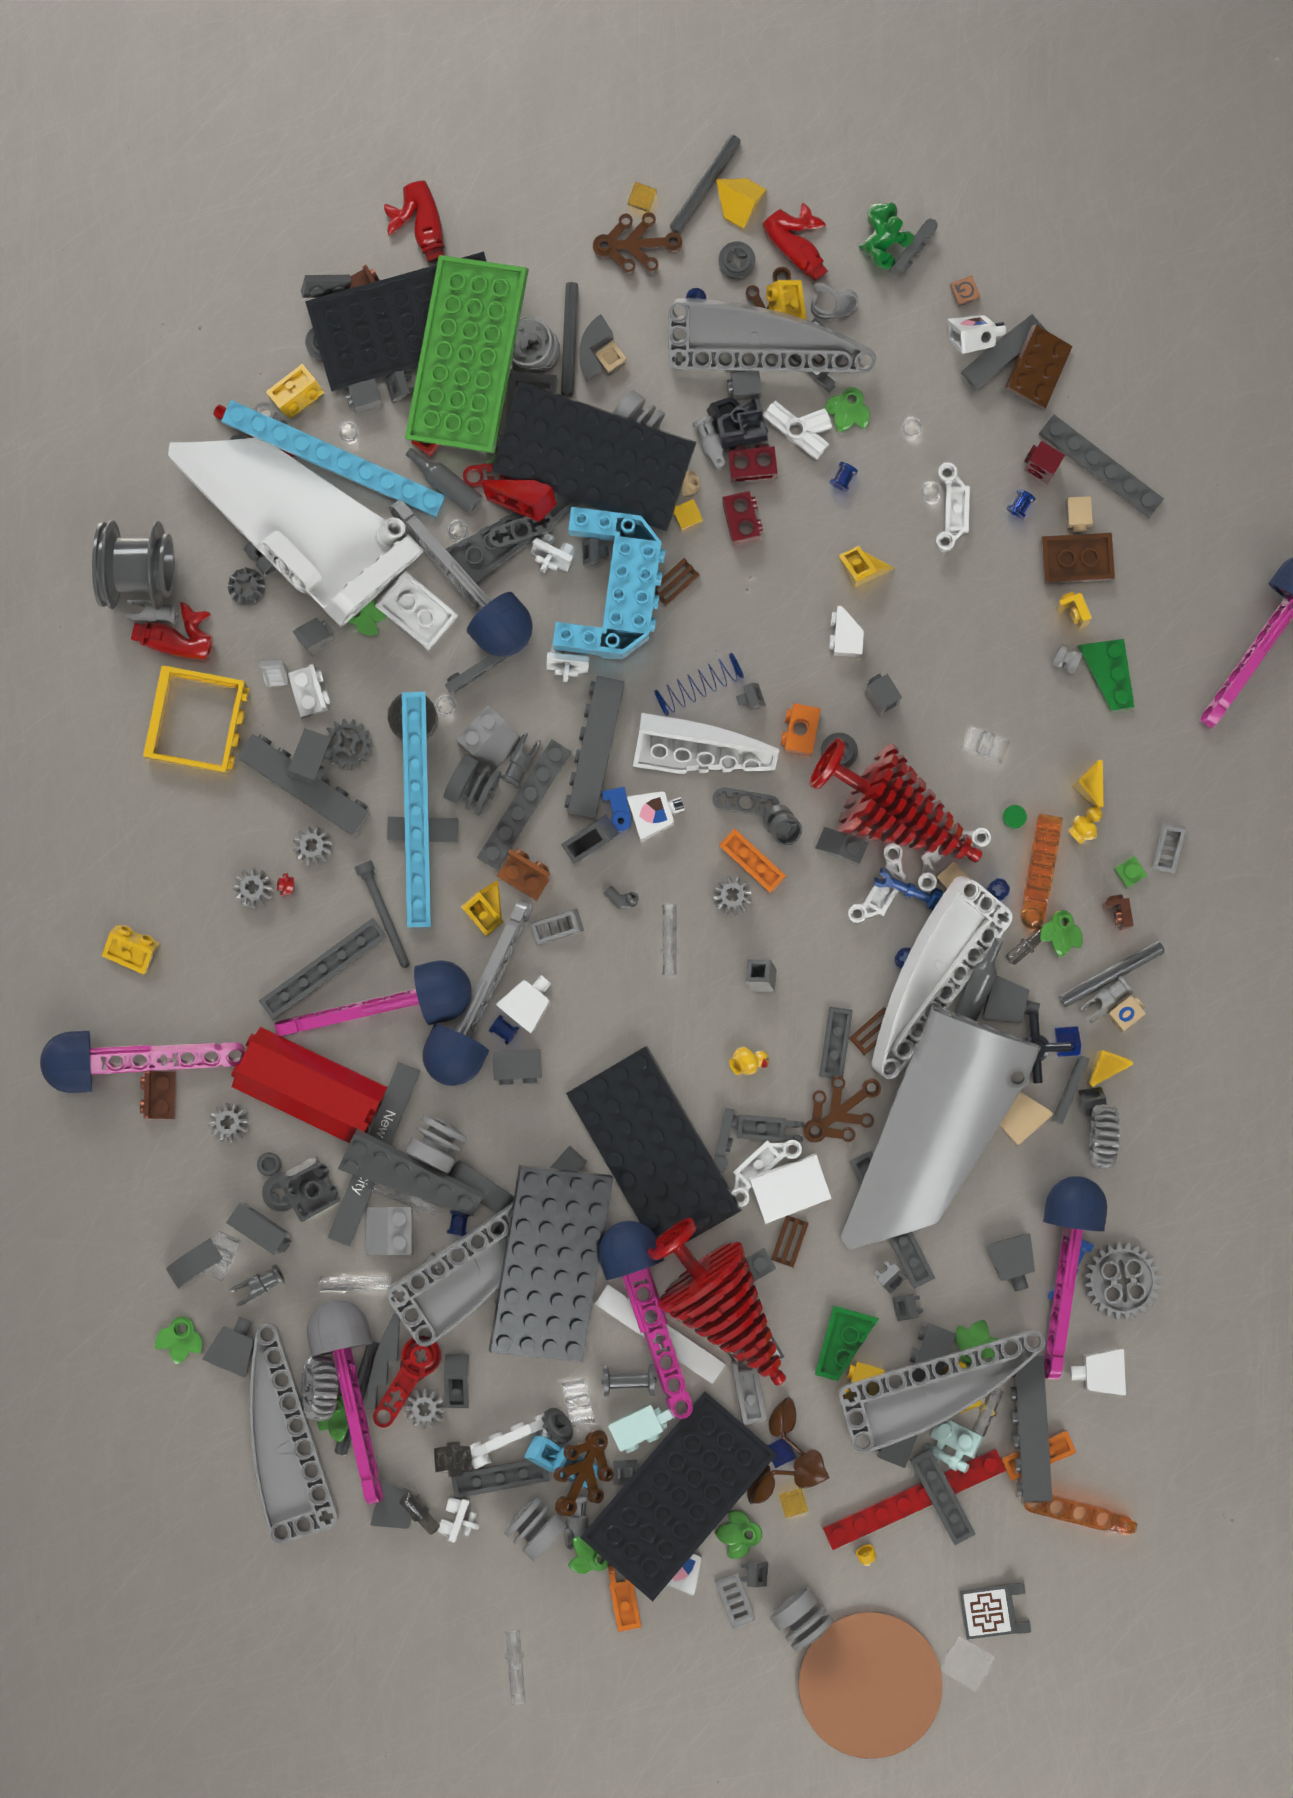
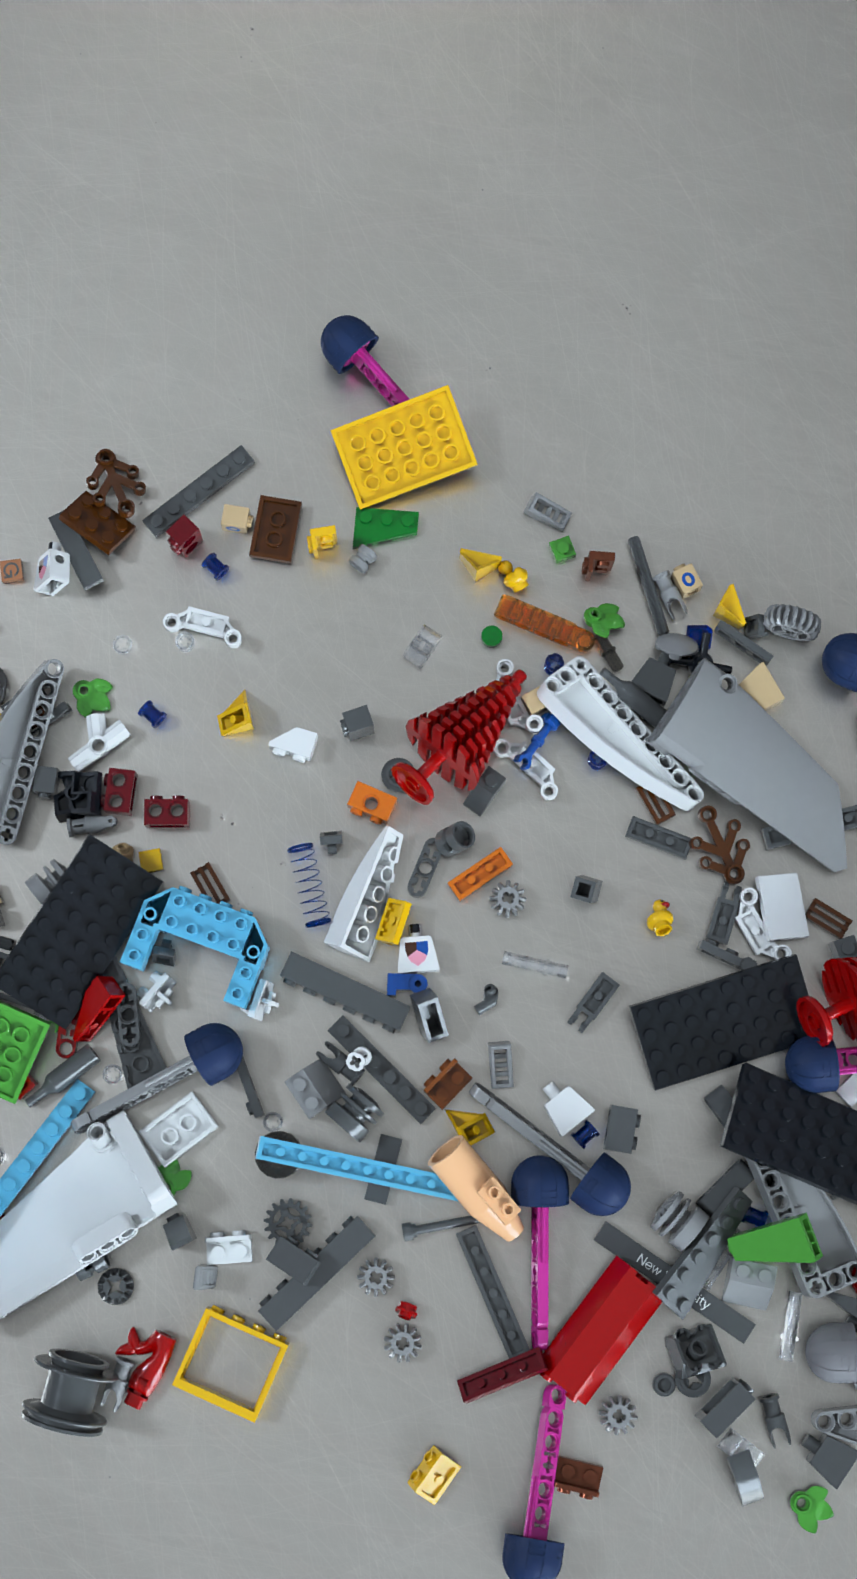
camera: 80 degrees left, 5 degrees down
(242, 995) = (502, 1375): none -> dark red plate
(423, 926) = (476, 1187): none -> light nougat piece
(435, 1246) = (778, 1241): none -> bright green slope
(526, 778) = (359, 1052): none -> white bush
(646, 1010) = (595, 1000): none -> dark grey hinge
(679, 780) = (393, 921): none -> yellow bracket
(1050, 1017) = (676, 645): none -> light grey dish
(1089, 374) = (115, 481): none -> reddish brown plant
(1200, 673) = (404, 447): none -> yellow plate

